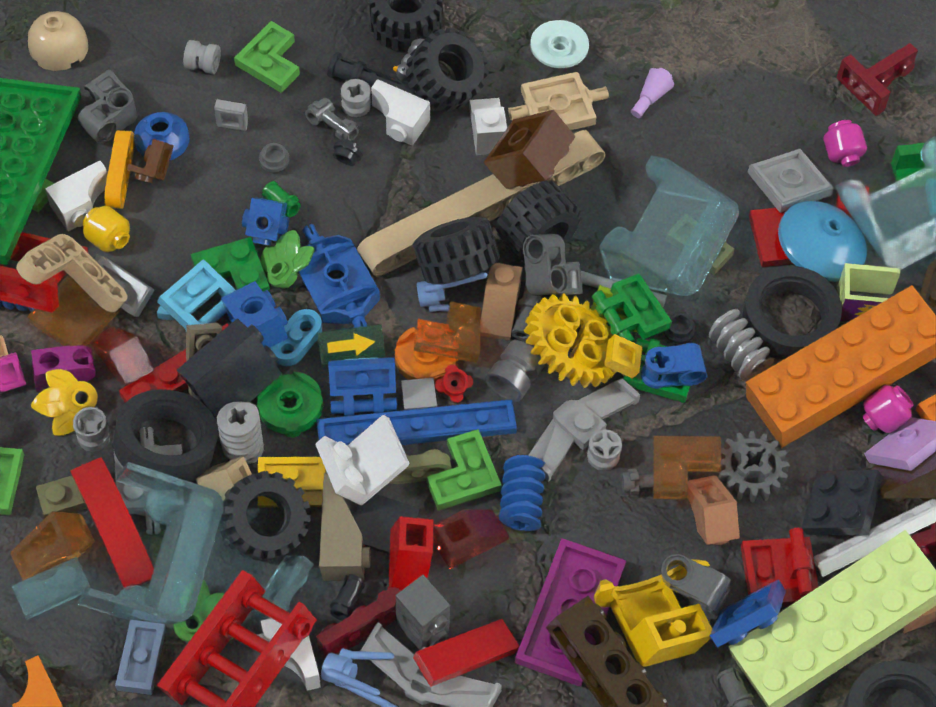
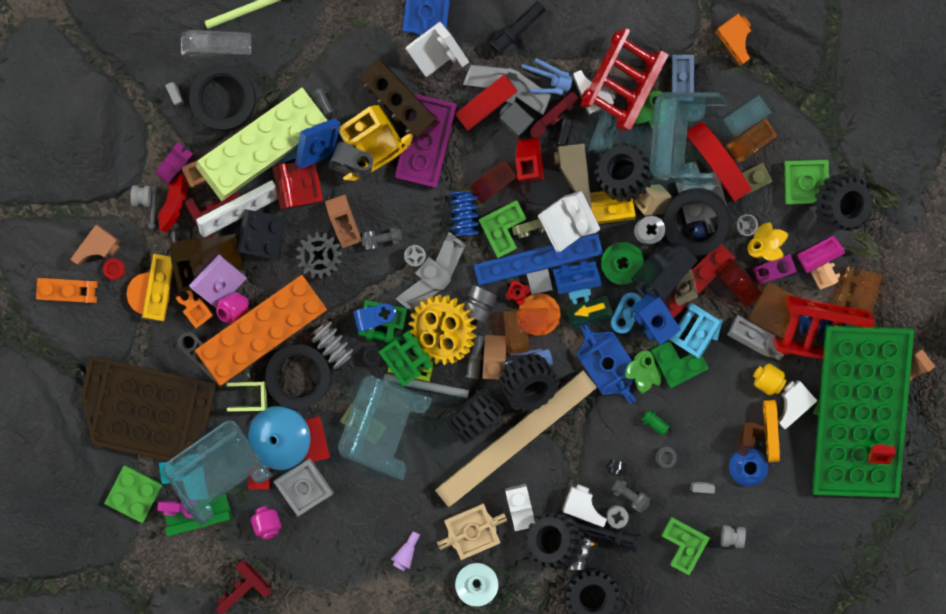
camera: 175 degrees right, 30 degrees up
(57, 41) = (839, 538): tan cylinder -> none
(78, 264) = (783, 332): tan beam -> none
(112, 108) = (792, 472): dark grey piece -> none
(162, 432) = (698, 231): none -> dark blue hinge
(275, 214) = (662, 398): blue brick -> none
(530, 149) = (487, 465): reddish brown brick -> none
(547, 268) = (462, 378): dark grey piece -> none
(623, 356) = (408, 319): yellow plate -> none
(676, 456) = (369, 251): clear orange plate -> none

